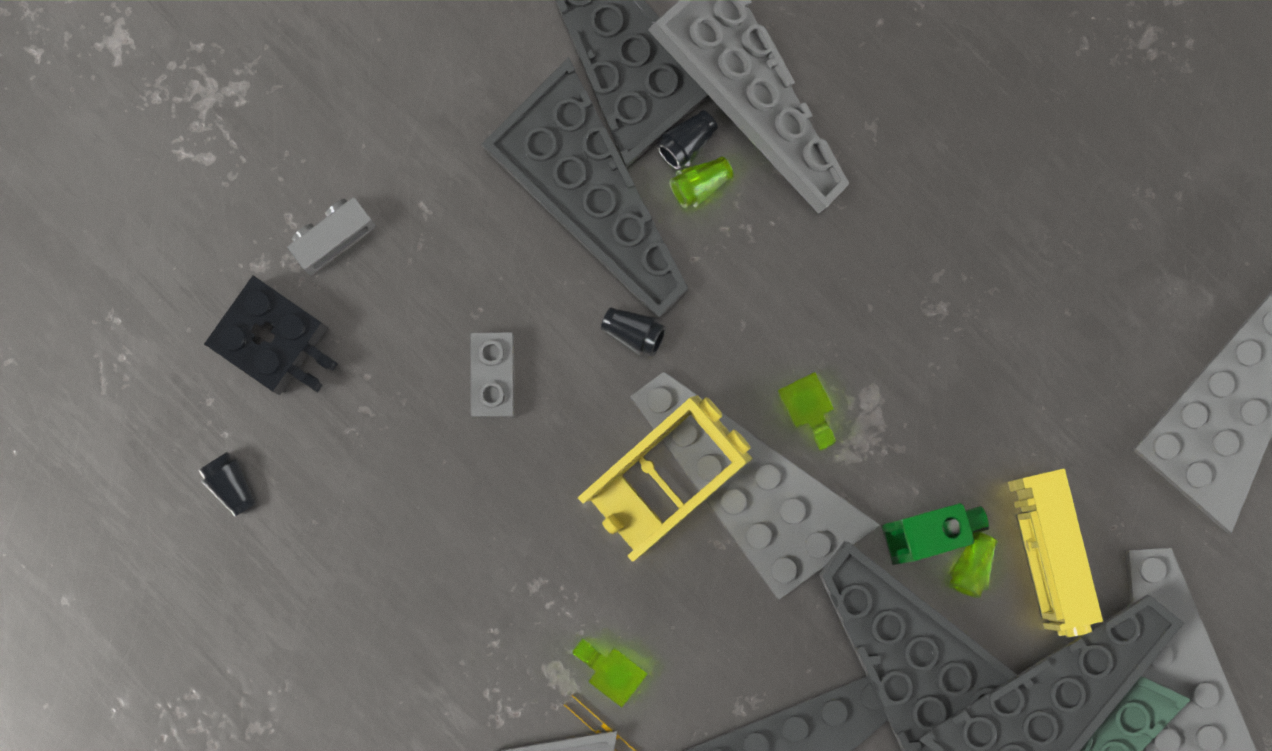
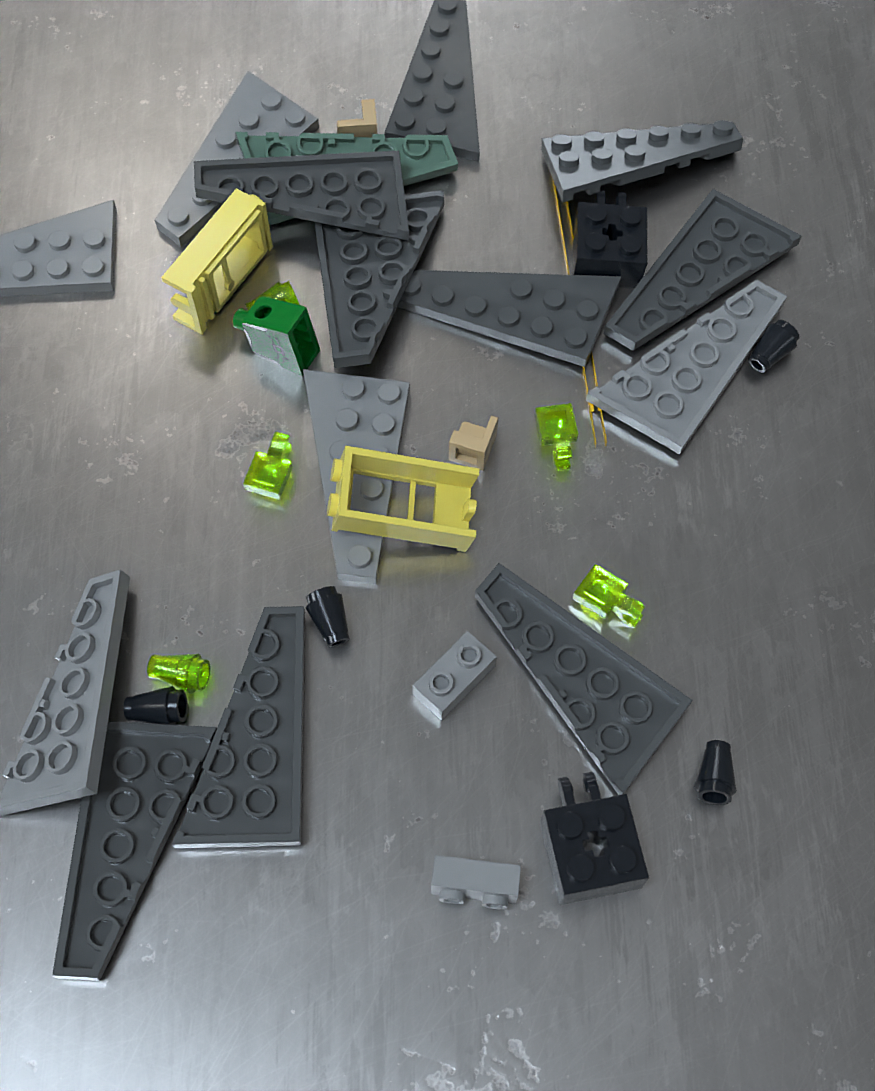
camera: 140 degrees left, 20 degrees down
(374, 468) = (598, 689): none -> dark grey wing
(440, 554) = (605, 593): none -> clear neon green plate
(672, 595) = (473, 443): none -> tan panel

